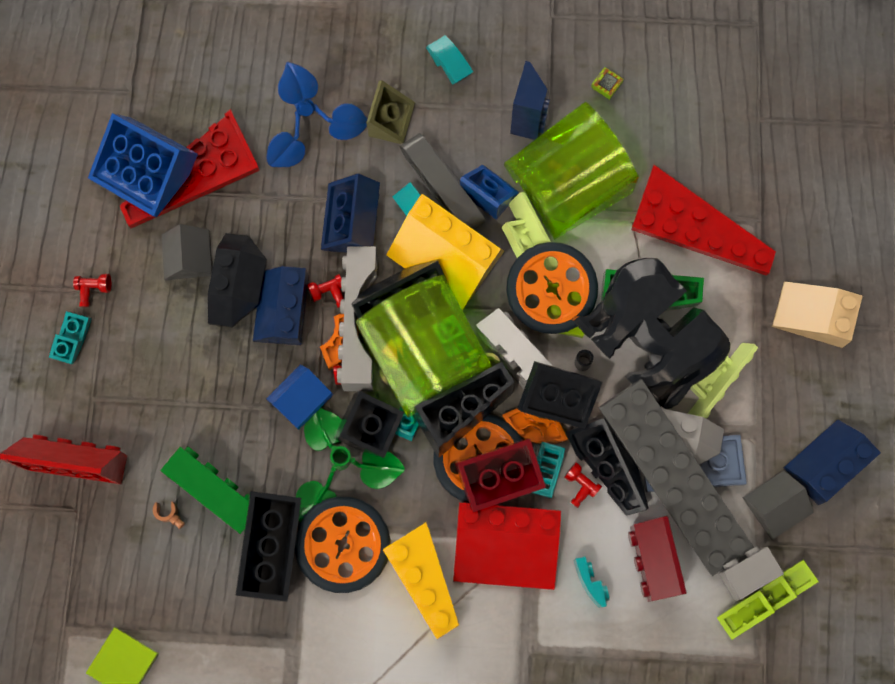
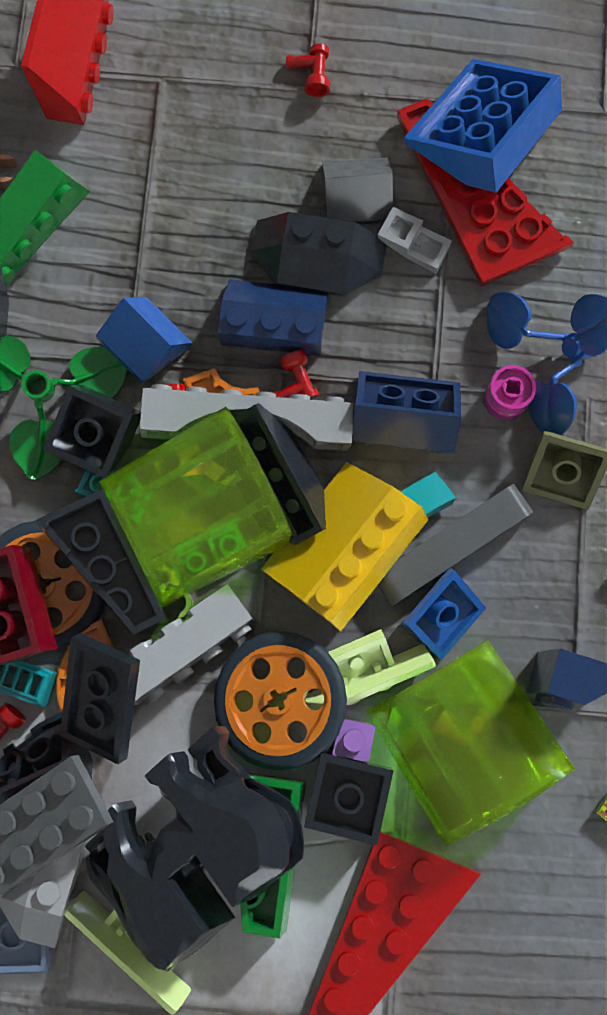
camera: 95 degrees right, 5 degrees up
(71, 337) = (239, 46): teal slope -> none
(225, 215) = (416, 243): none -> light grey slope
(337, 148) = (509, 392): none -> dark pink wheel
(576, 237) = (354, 740): none -> medium lavender brick
(587, 354) = (163, 738): black hinge -> none
(611, 241) = (349, 798): none -> black brick

